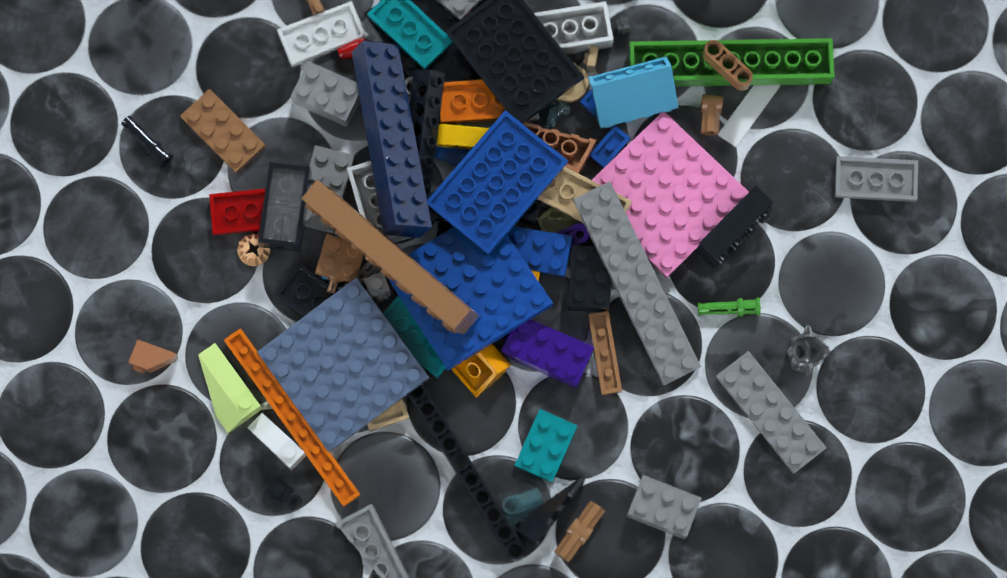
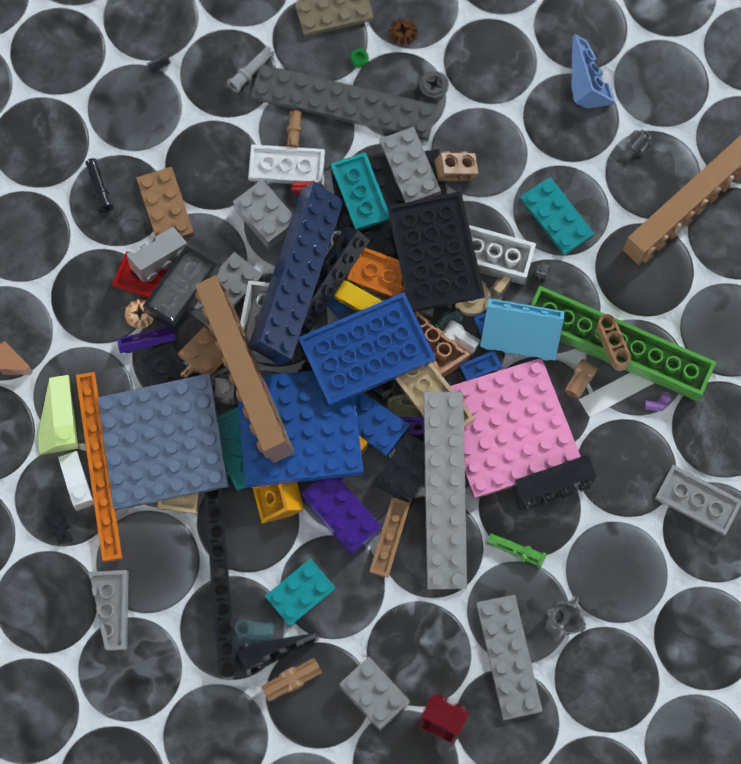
camera: 25 degrees right, 5 degrees down
(244, 184) = (157, 255): none -> light grey wedge
(273, 273) = (145, 339): none -> dark purple plate
(571, 125) = (459, 335): none -> white piece
(743, 499) = (443, 718): none -> dark red brick
(796, 104) = (660, 404): none -> medium lavender arm

